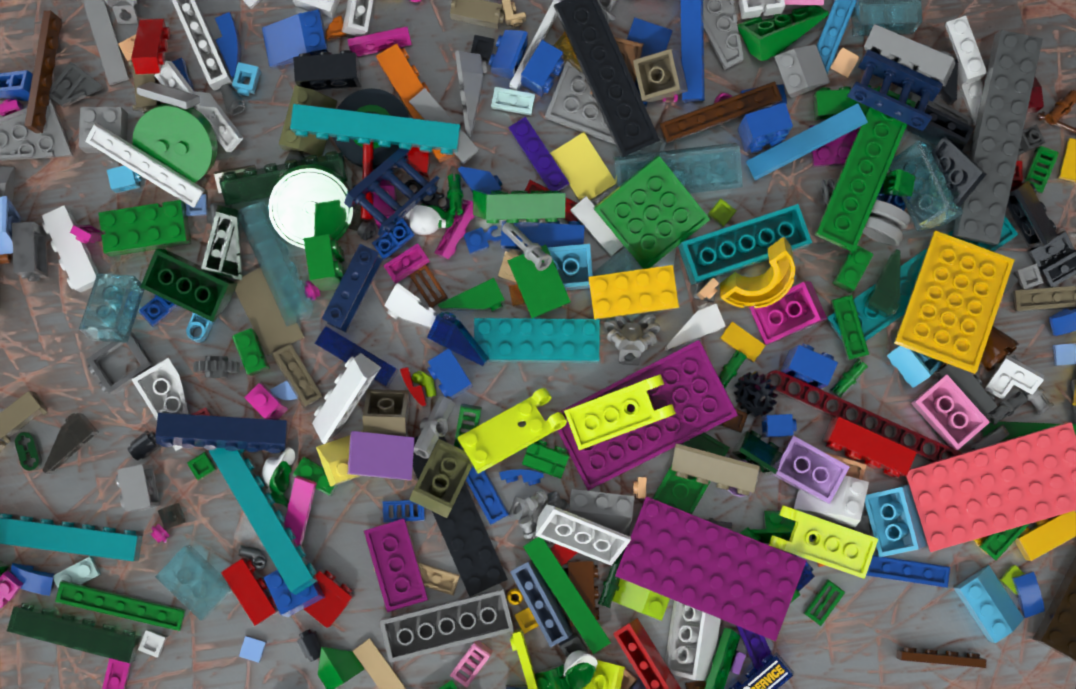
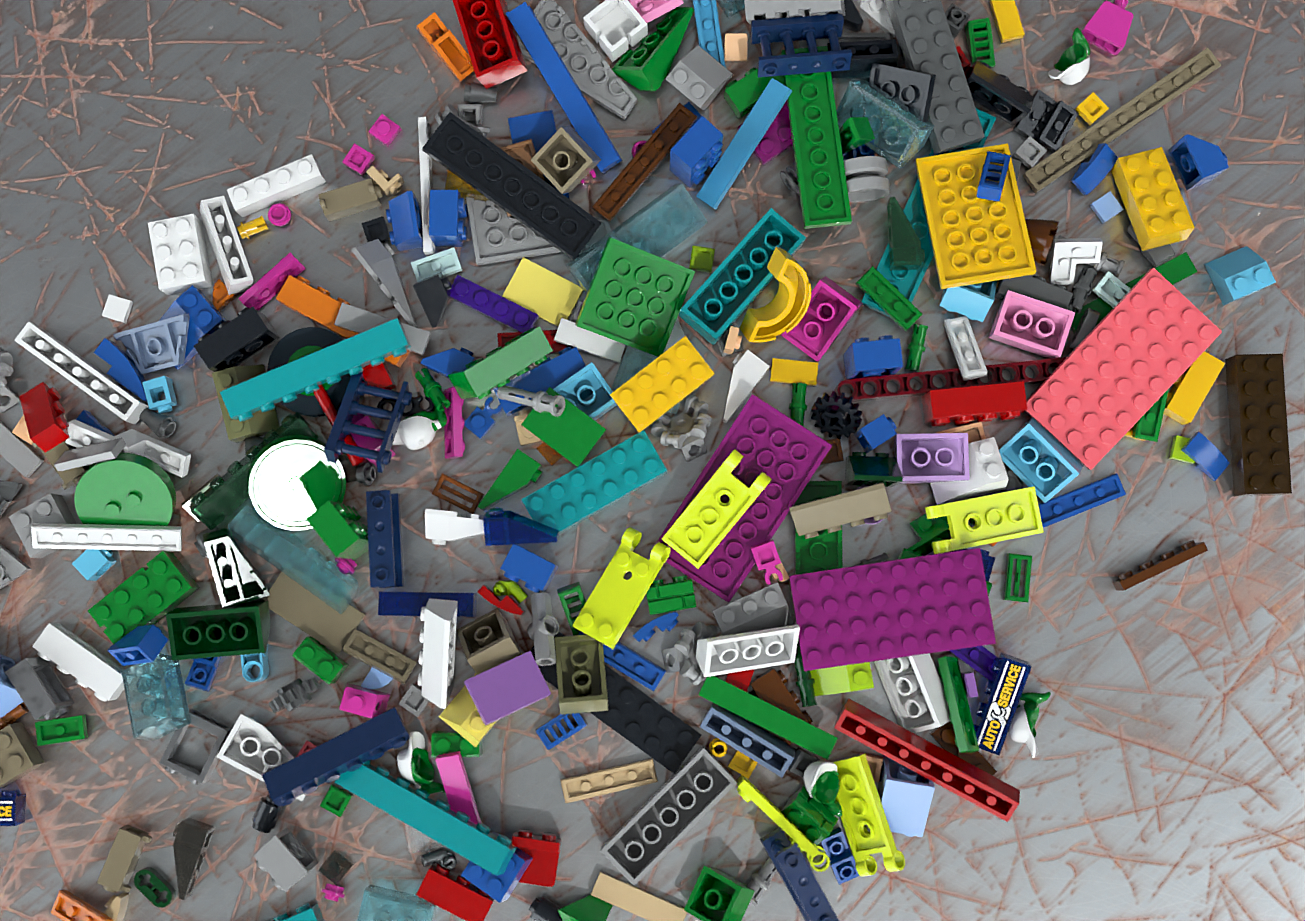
camera: 30 degrees left, 0 degrees up
(26, 291) = (61, 730): none -> green plate
(86, 233) = (87, 638): dark pink plate -> none
(121, 261) = (139, 645): none -> blue slope
(199, 209) = (188, 548): light blue tile -> none
(266, 39) = (157, 343): none -> sand blue wing
(303, 425) = (414, 701): none -> light grey plate
(393, 241) = (397, 471): blue slope -> none
(396, 565) = (584, 785): magenta plate -> none
(406, 263) = (423, 484): dark pink plate -> none
(482, 649) = (709, 823): bright pink slope -> none
(497, 123) = (434, 296): none -> black slope
(636, 472) = (766, 558): none -> dark pink plate
(852, 269) = (859, 241): green brick -> none
(887, 400) = (965, 348): none -> white tile
(978, 287) = (989, 189): none -> blue slope
(989, 604) = (1175, 487): medium azure slope -> none
(1029, 420) = (1111, 289): none -> light aqua plate

